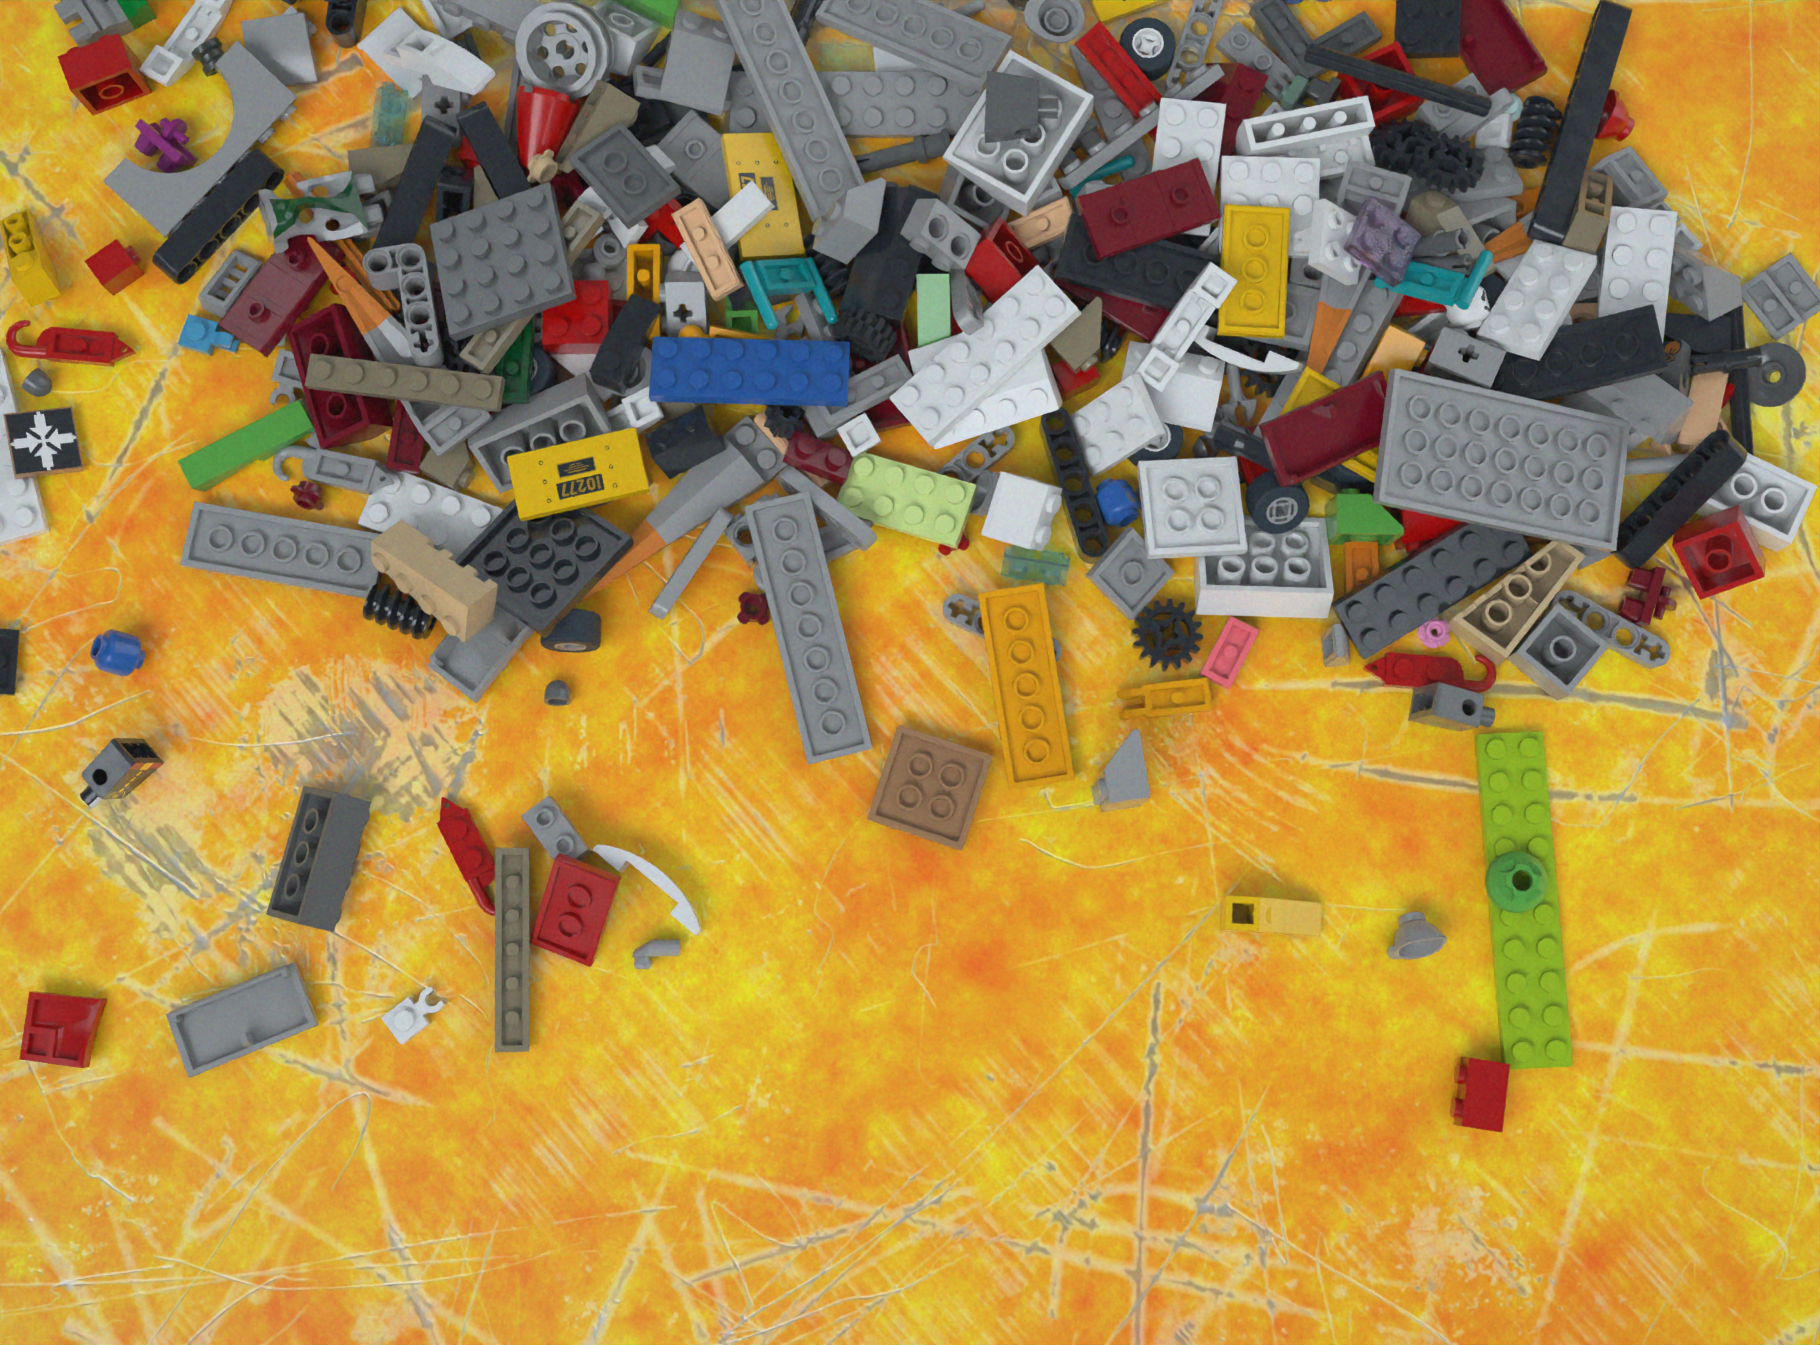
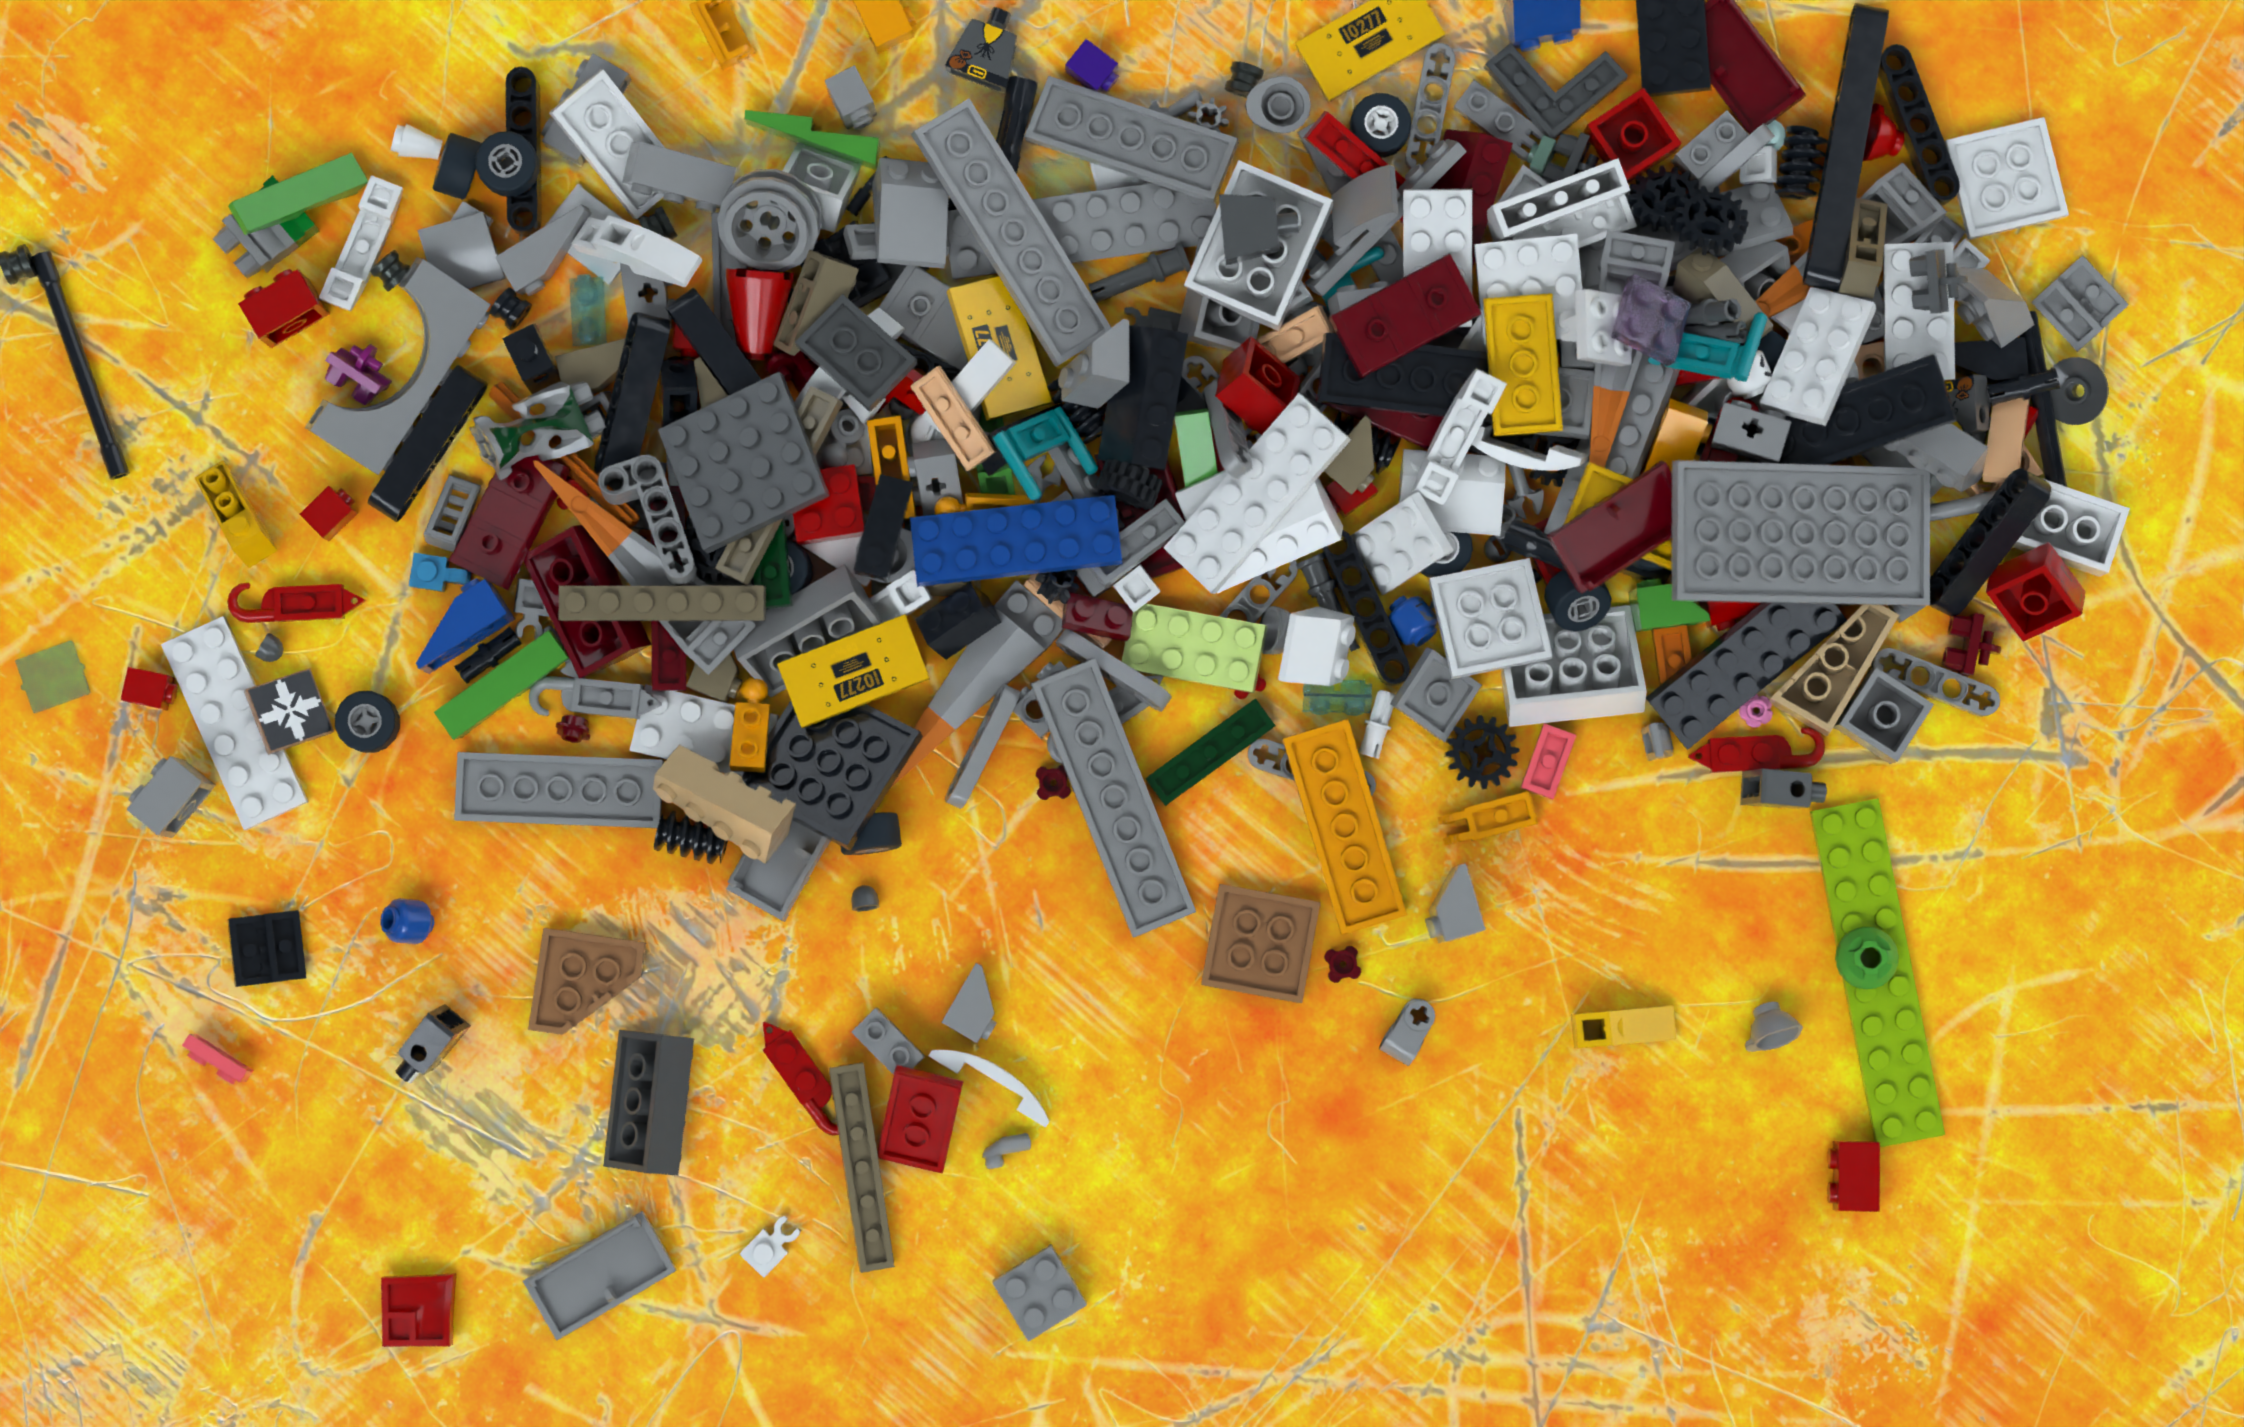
camera: 10 degrees left, 5 degrees up
(106, 453) = (356, 725): none -> black wheel
(219, 383) = (469, 620): none -> blue slope
(240, 417) = (488, 655): none -> black pin
(273, 729) = (579, 976): none -> medium nougat plate
(316, 106) = (510, 308): none -> black wheel
(325, 145) = (532, 358): none -> black torso
(354, 58) = (540, 254): none -> light grey slope
(473, 515) = (750, 728): none -> light orange plate
(542, 167) = (766, 353): tan plate -> none
(644, 810) = (972, 1008): none -> light grey slope
(666, 1096) = (1039, 1292): none -> light grey brick
(907, 600) = (1210, 752): none -> dark green plate
(940, 234) = (1194, 376): light grey brick -> none
(990, 16) = (1210, 109): none -> light grey gear
(999, 825) = (1335, 957): none -> dark red plate
(1035, 459) = (1322, 586): none -> dark grey pin
(1057, 896) = (1404, 1037): none -> light grey piece
(1070, 596) = (1377, 724): none -> white axle
(1123, 107) = (1364, 204): none -> light grey slope
(1398, 80) = (1648, 133): black axle -> none
(1650, 101) = (1920, 109): none -> black beam
(1657, 227) = (1933, 266): none -> dark grey hips
(1725, 174) = (2007, 178): none -> white plate

